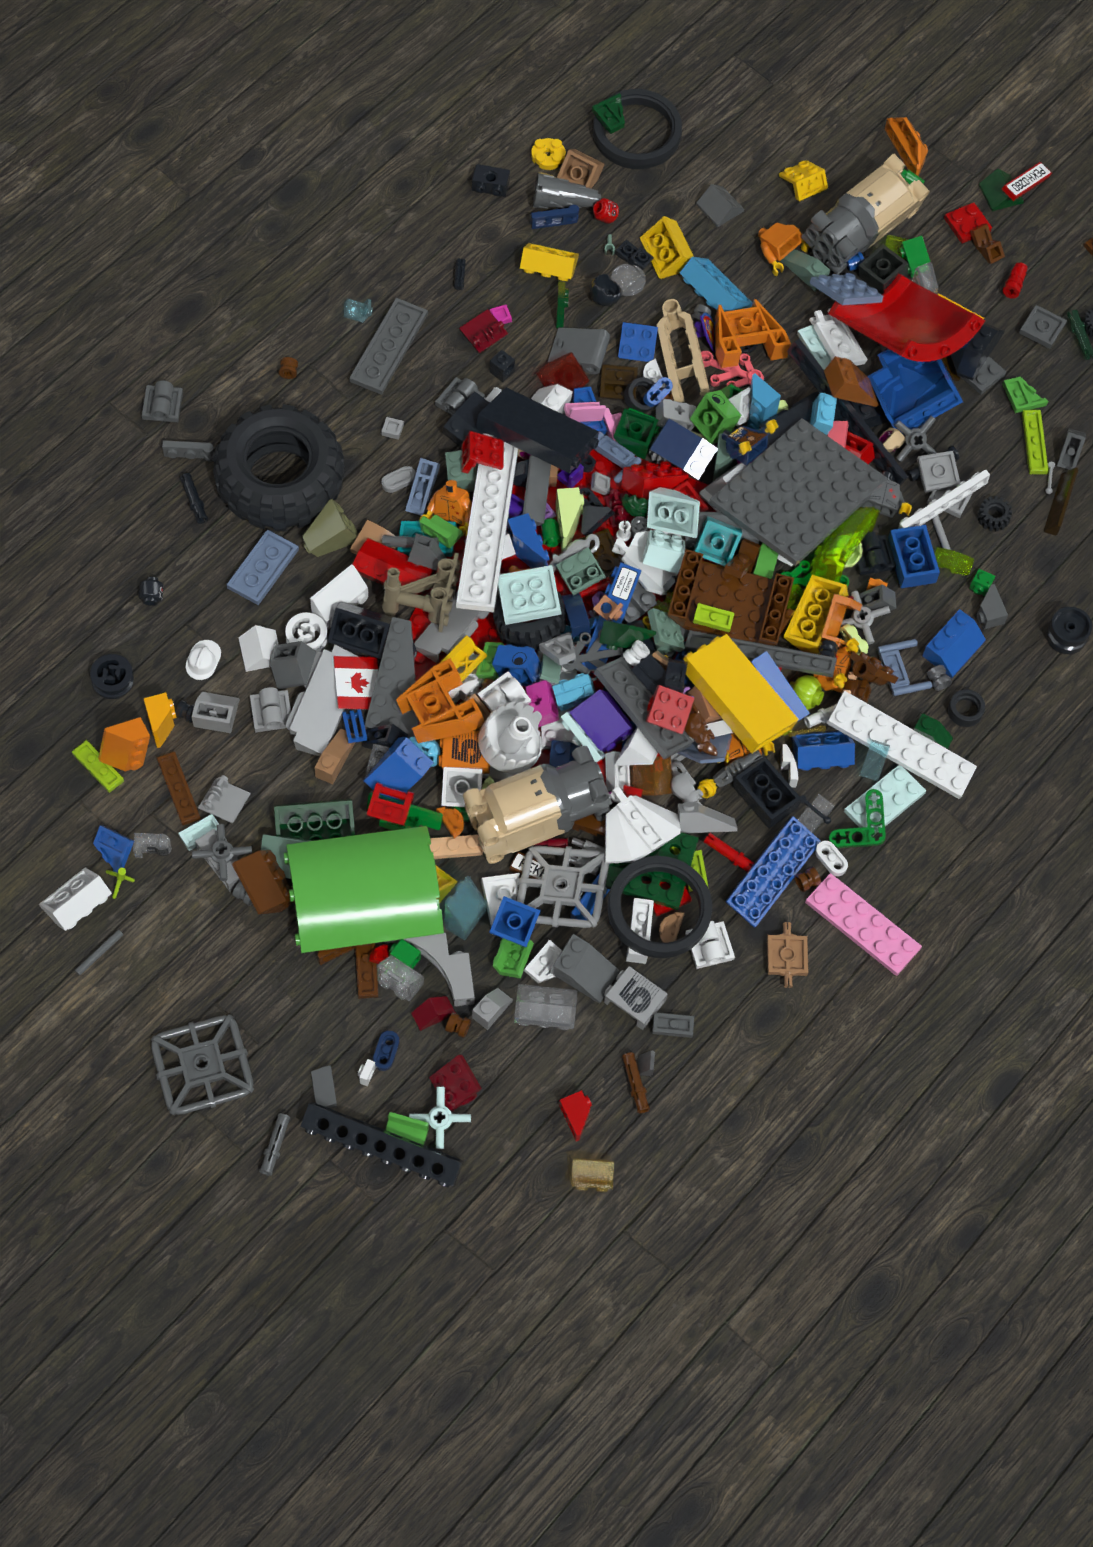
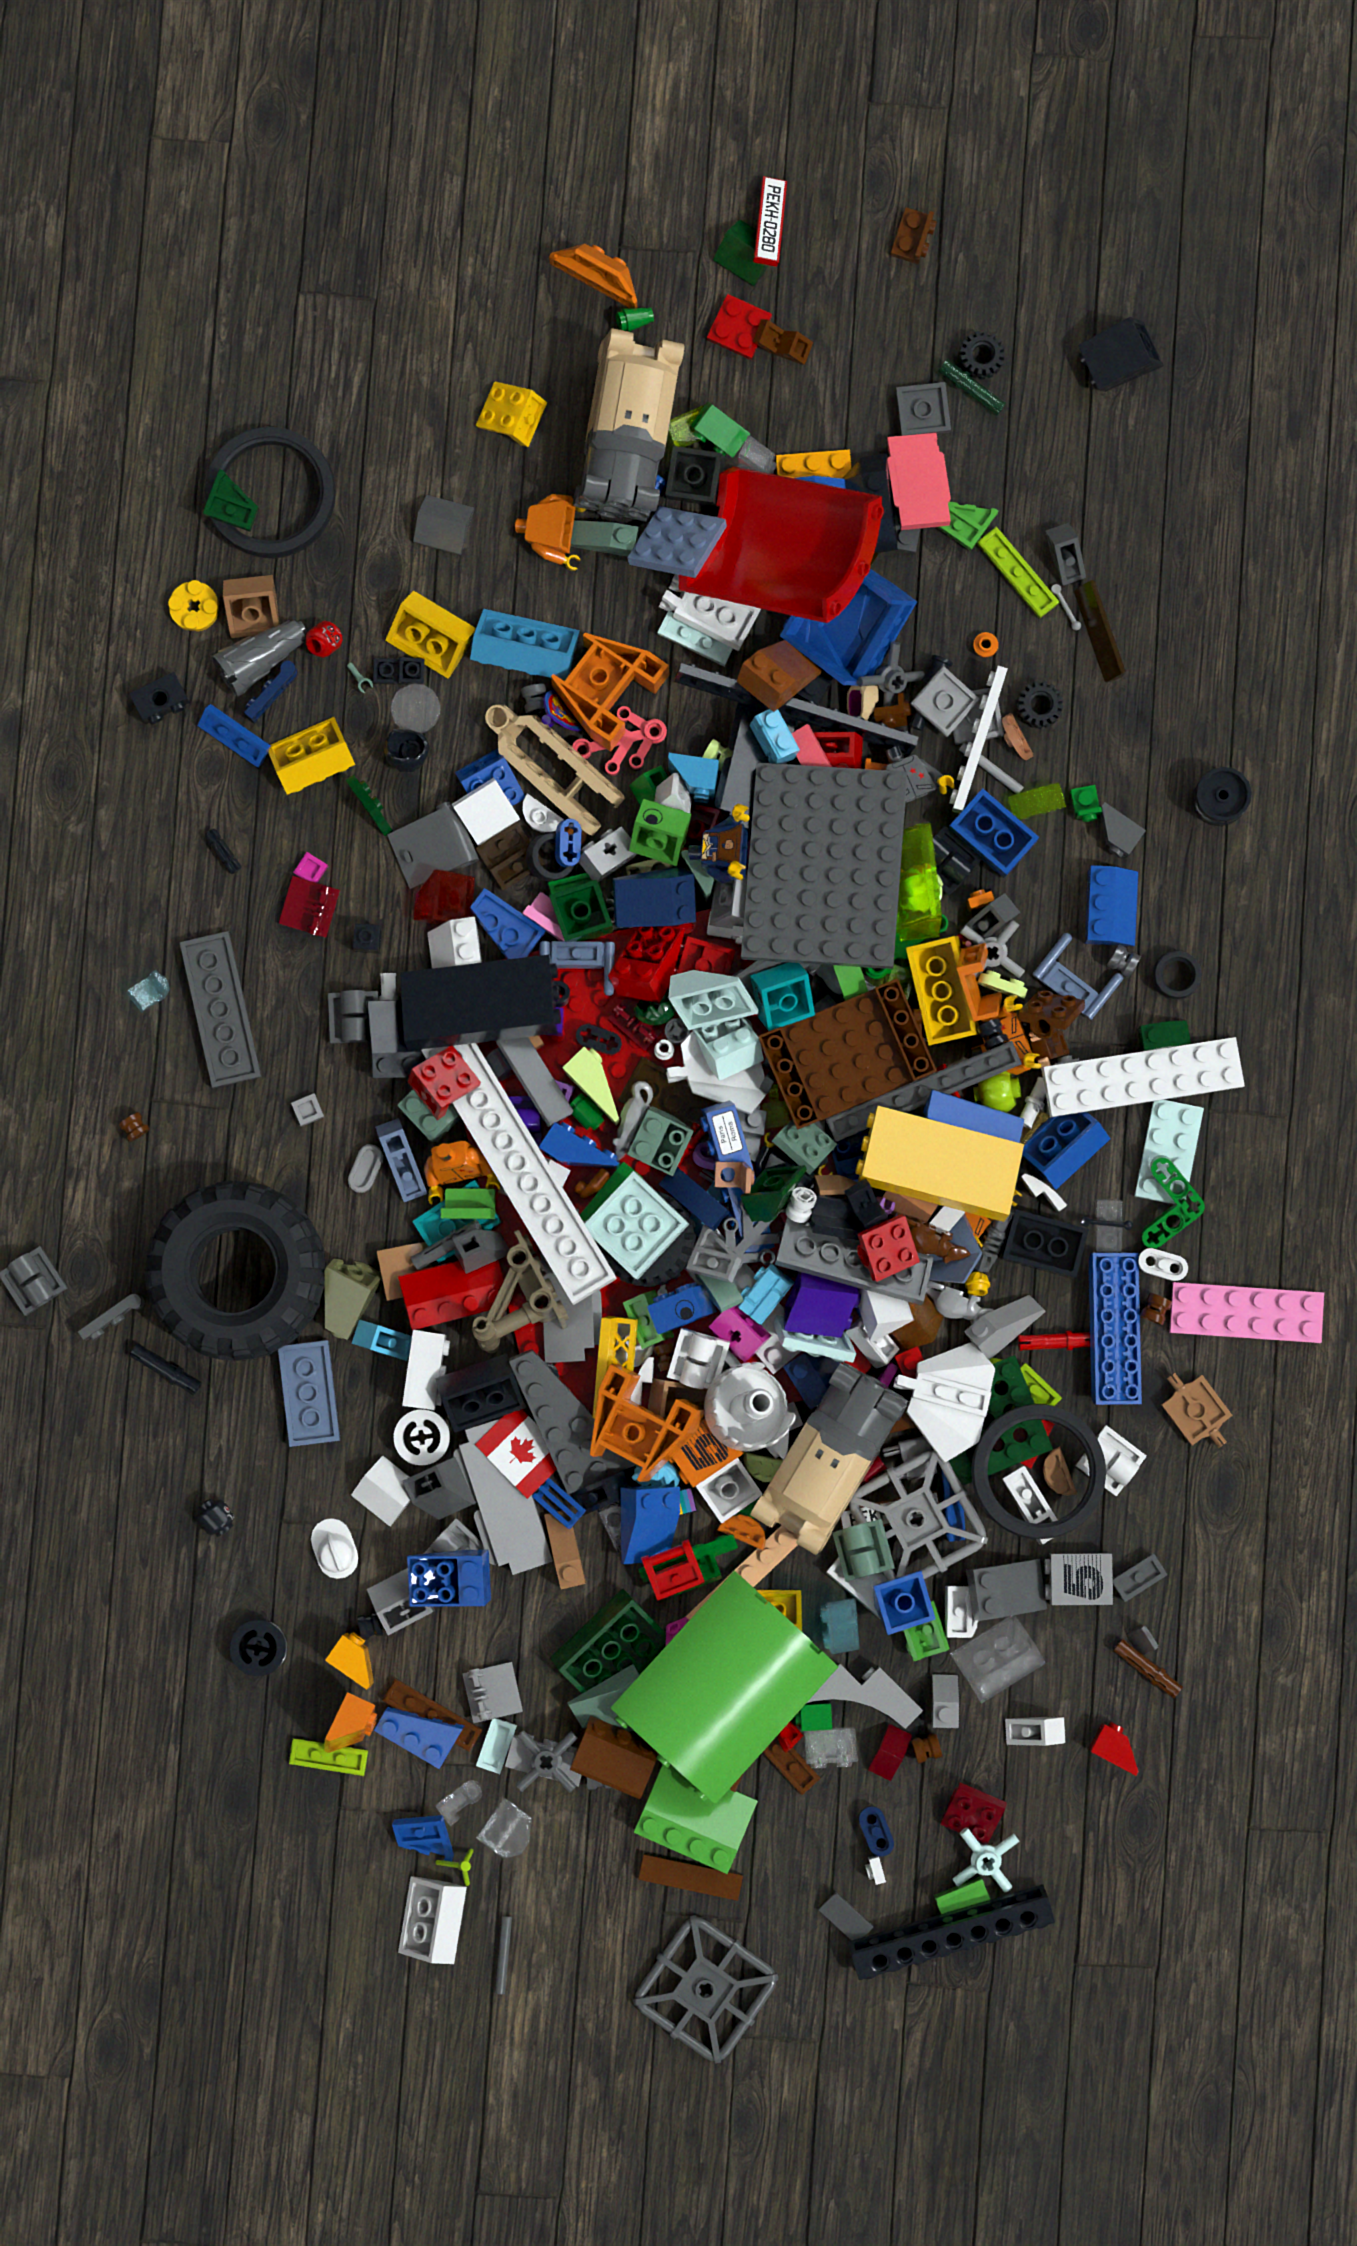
camera: 30 degrees left, 20 degrees up
(161, 791) = (420, 1736): none -> blue wing
(164, 881) = (506, 1830): none -> clear slope
(250, 993) = (690, 1877): none -> reddish brown tile
(255, 710) = (449, 1578): none -> blue slope
(267, 1166) = (856, 2042): dark grey pin -> none
(279, 962) = (695, 1827): none -> bright green slope
(327, 564) = (382, 1340): none -> medium azure slope
(428, 781) = (687, 1501): none -> tile
(514, 876) = (863, 1550): none -> sand green plate
(515, 223) = (234, 735): none -> blue plate
(535, 1065) = (1035, 1731): none -> white slope
(585, 411) = (505, 931): bright pink panel -> none
(592, 1174) = (1179, 1800): clear yellow bracket -> none
(594, 517) = (620, 1059): black slope -> none
(600, 483) = (592, 1007): light grey tile -> none
(624, 348) = (485, 811): none -> white tile
(713, 617) = (847, 1093): lime plate -> none
(744, 560) = (824, 996): reddish brown bracket -> none
(875, 760) = (1128, 1118): clear light blue tile -> none
(904, 459) = (894, 715): none -> reddish brown bracket
(966, 520) = (1015, 737): none -> nougat plate
(983, 466) = (985, 652): none -> orange plate
(1011, 355) = (918, 481): none -> coral piece
(1014, 284) = (849, 367): red axle -> none

